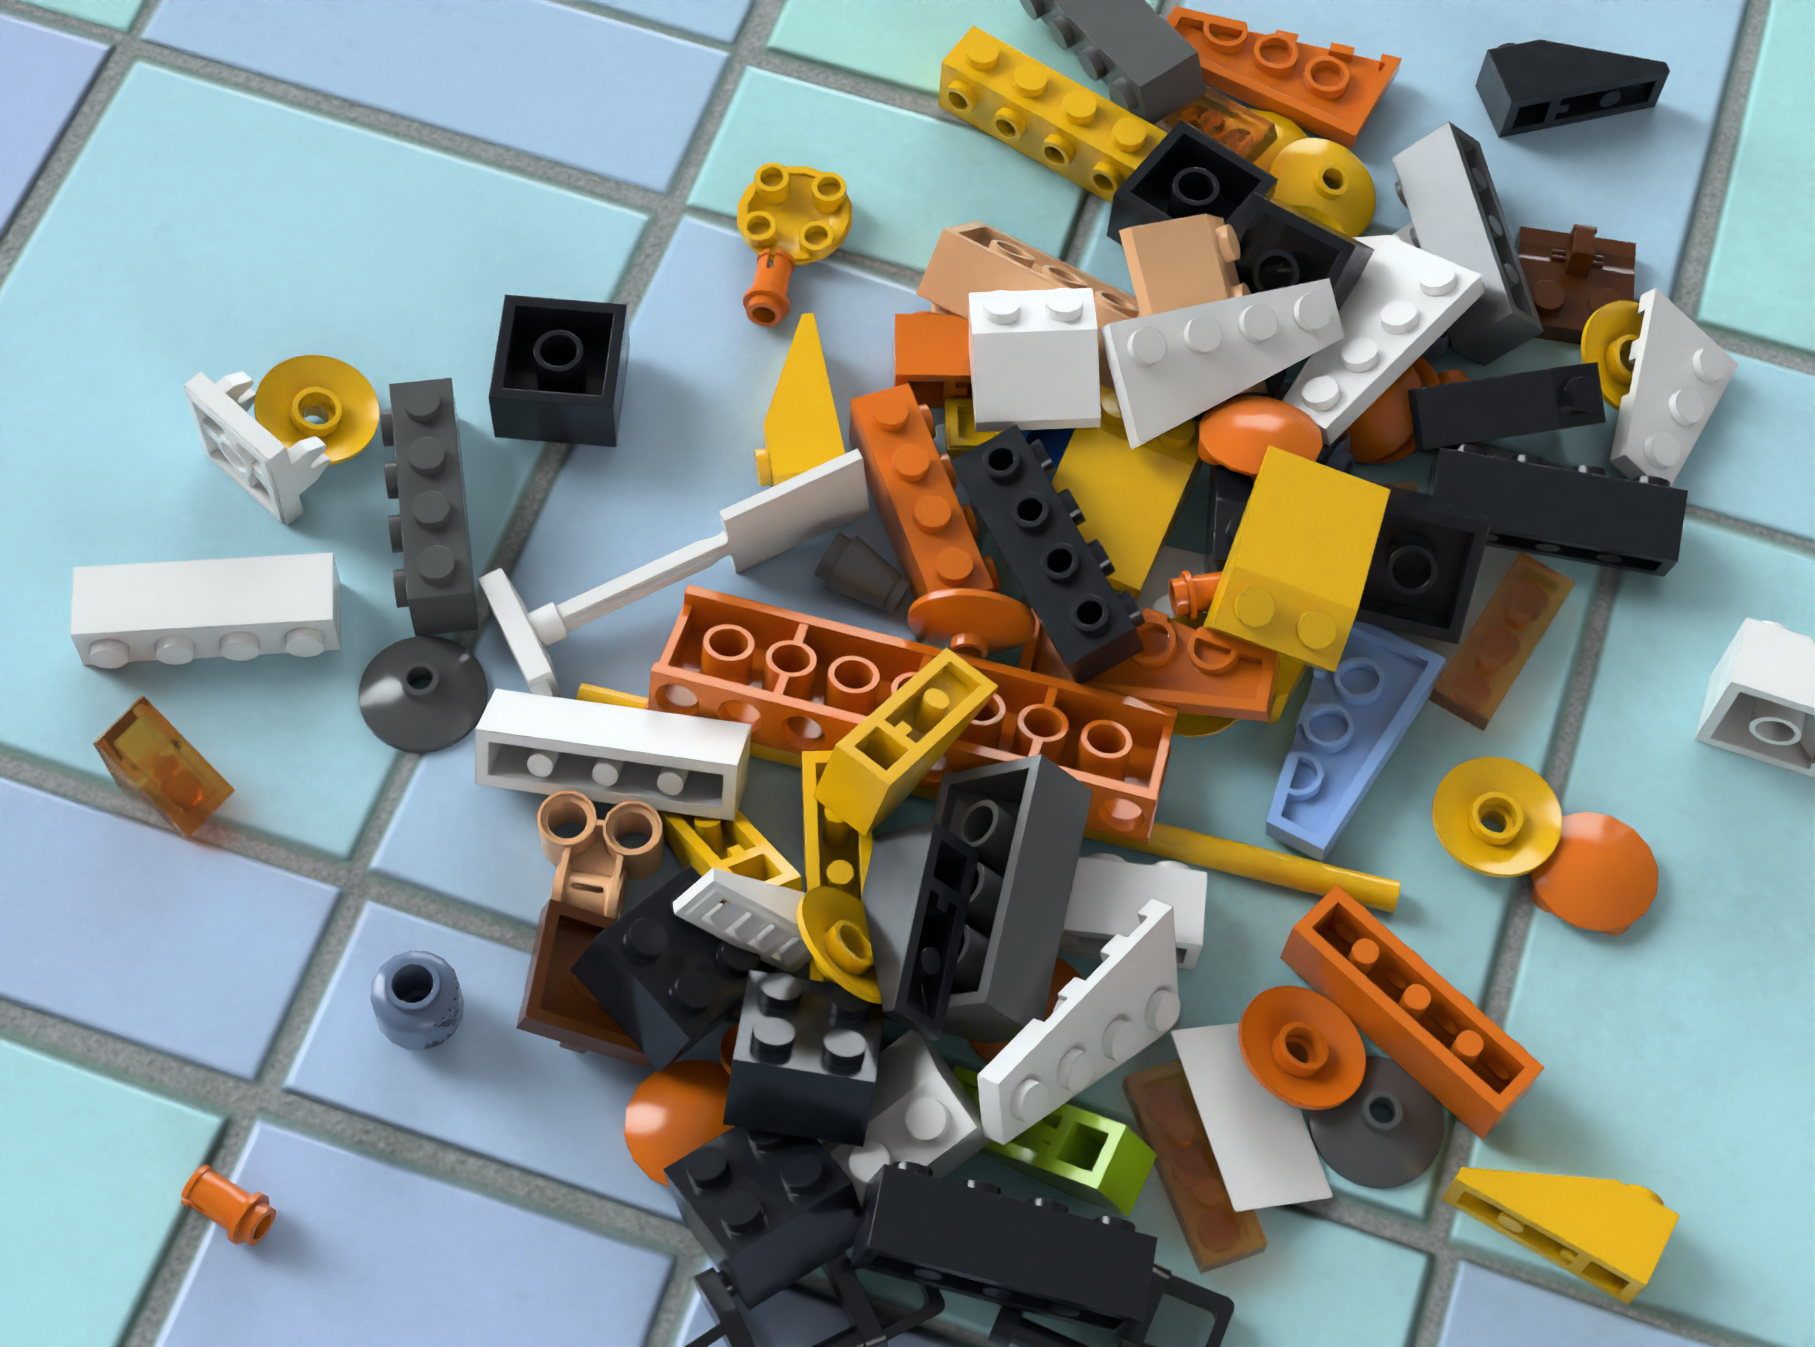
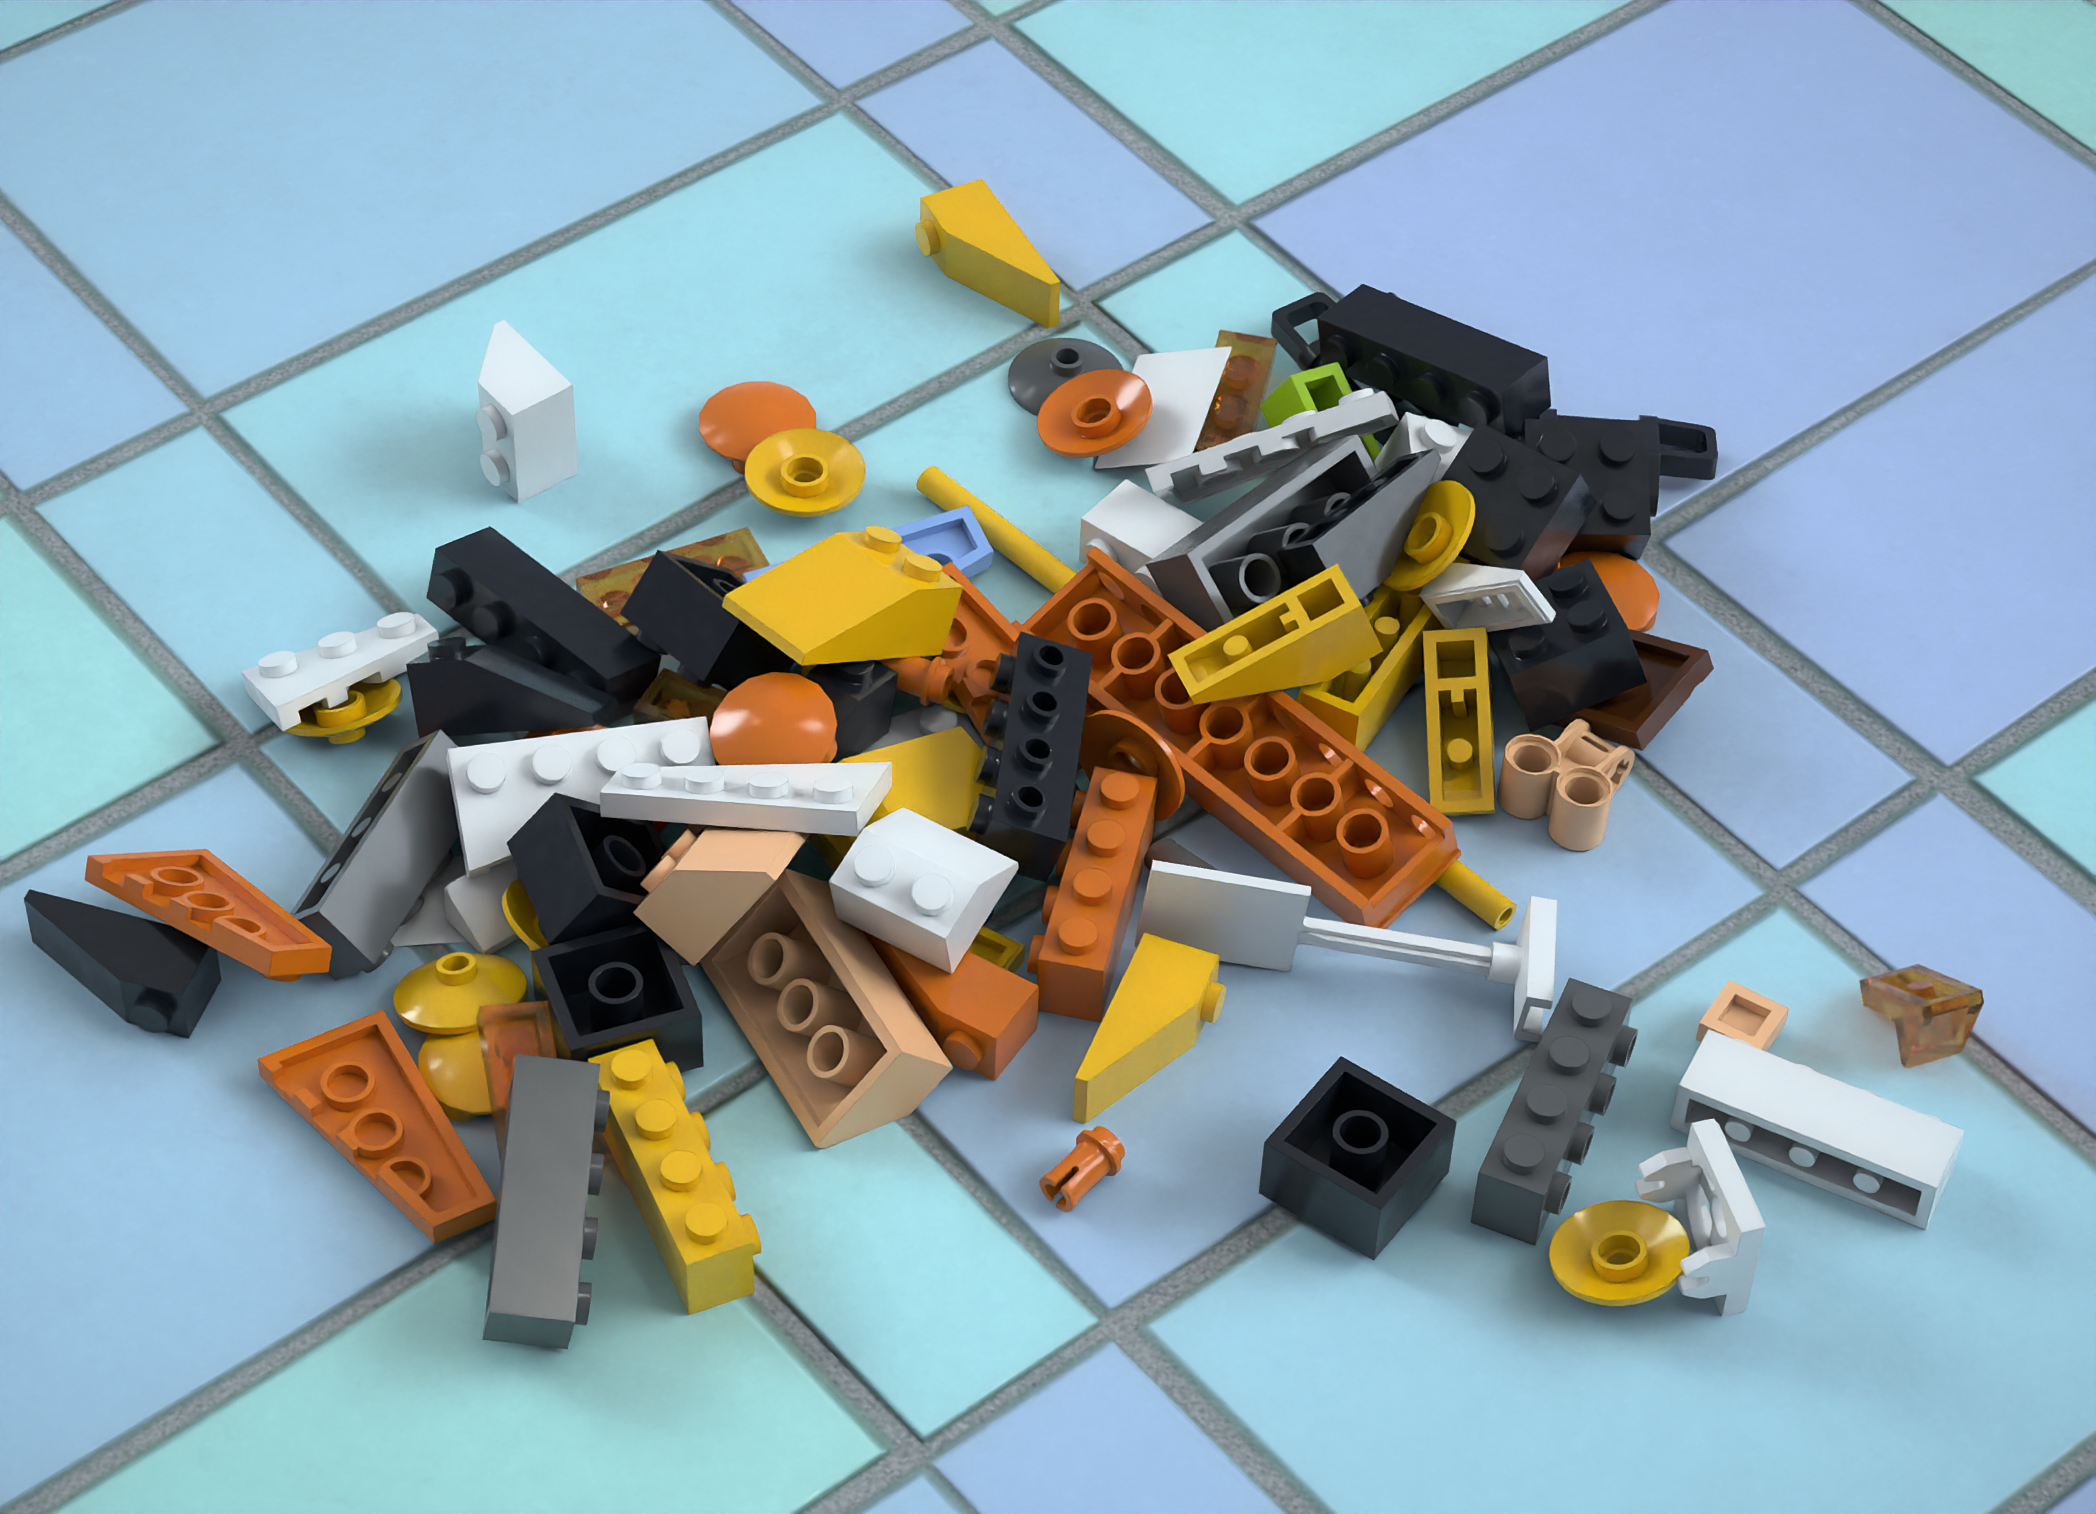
camera: 145 degrees left, 15 degrees down
(229, 1206) = (1990, 692): orange pin -> none
(318, 686) = (1744, 1016): none -> light nougat plate
(417, 1000) = (1781, 739): sand blue head -> none
(429, 716) = (1664, 989): dark grey dish -> none
(613, 753) = (1517, 827): white brick -> none
(795, 212) = (1003, 1229): yellow dish -> none
(1410, 1011) = (997, 387): orange brick -> none
(1543, 125) = (214, 906): none -> orange wing
(1573, 276) = (299, 805): reddish brown hinge -> none

